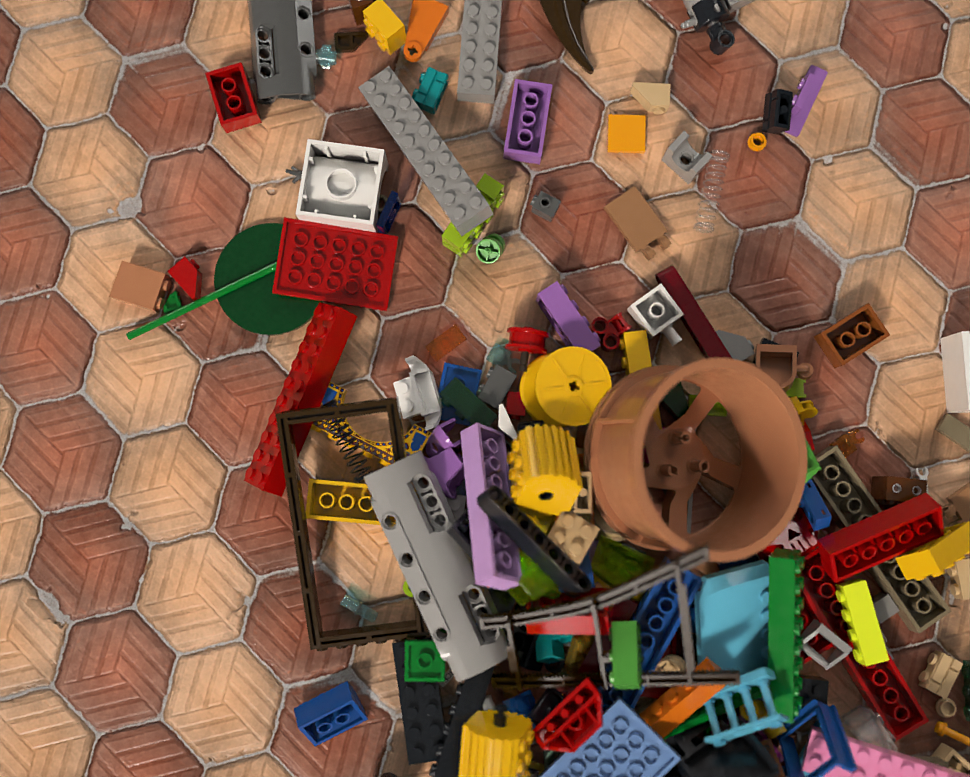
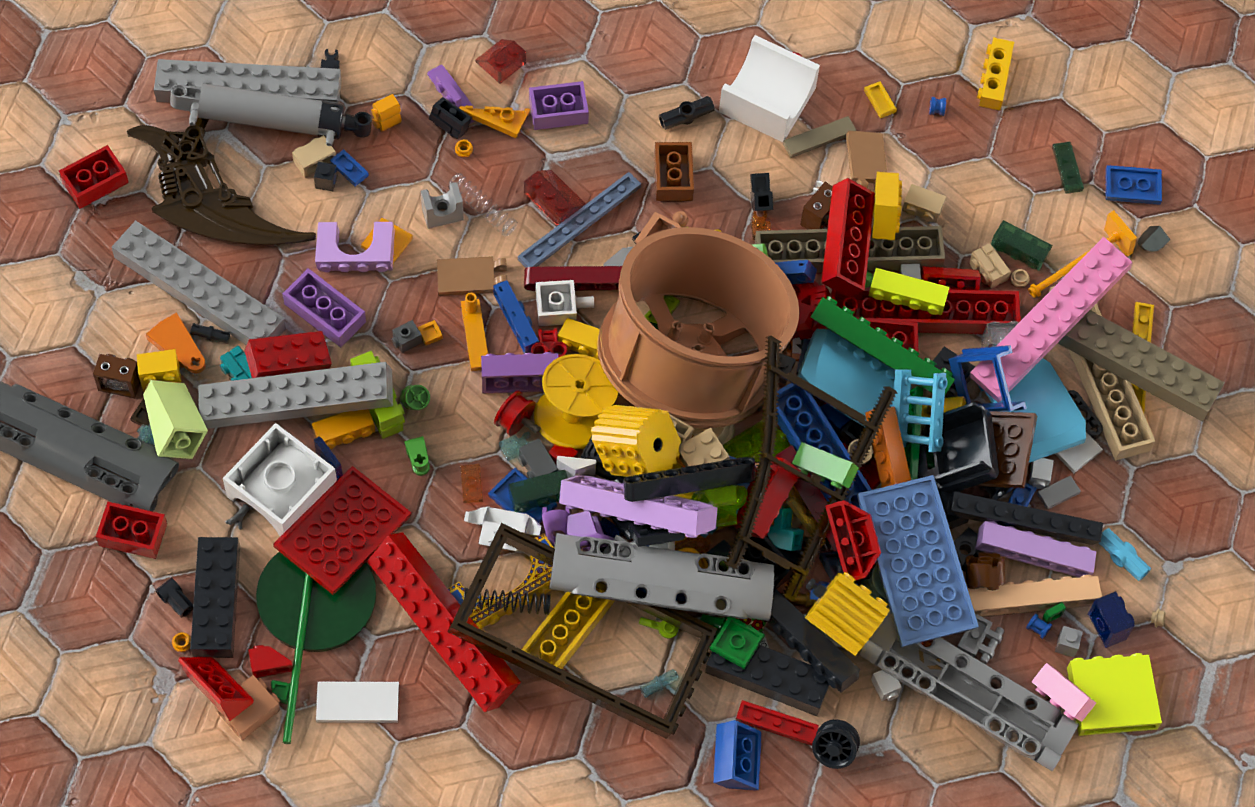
camera: 60 degrees left, 20 degrees down
(135, 250) = (216, 685): none -> red slope
(162, 199) = (181, 637): none -> light orange plate
(198, 370) = (357, 702): none -> white tile
(201, 165) = (172, 594): none -> black piece
(217, 201) = (215, 597): none -> black brick
(347, 65) = (174, 419): none -> yellowish green slope
(381, 730) = (776, 722): none -> red plate
(423, 203) = (344, 427): none -> light orange brick
(445, 281) = (417, 453): none -> bright green piece
(448, 45) = (210, 333): none -> black pin
(461, 121) = (287, 354): none -> red brick
(562, 223) = (430, 332): none -> light orange plate
(586, 260) = (474, 330): none -> light orange piece
(604, 135) = (376, 257): none -> lavender arch
(627, 280) = (514, 313): none -> blue piece
(652, 96) = (369, 202): tan slope -> none
(653, 44) = (325, 176): none -> black brick
(666, 22) = (307, 156): none -> tan brick
(675, 58) = (349, 168): none -> blue plate
(745, 54) = (386, 113): none -> light orange brick
(750, 283) = (579, 221): none -> sand blue plate
(760, 247) = (552, 195): none -> clear red slope
(806, 157) = (502, 119): none -> light orange wing
(838, 654) = (910, 319): light grey tile -> none
(852, 196) = (558, 105): none -> medium lavender brick
(867, 120) = (502, 59): none -> clear red slope
(879, 425) = (760, 192): none -> black brick
(903, 648) = (952, 277): none -> red brick
(929, 317) = (695, 109): none -> black piece

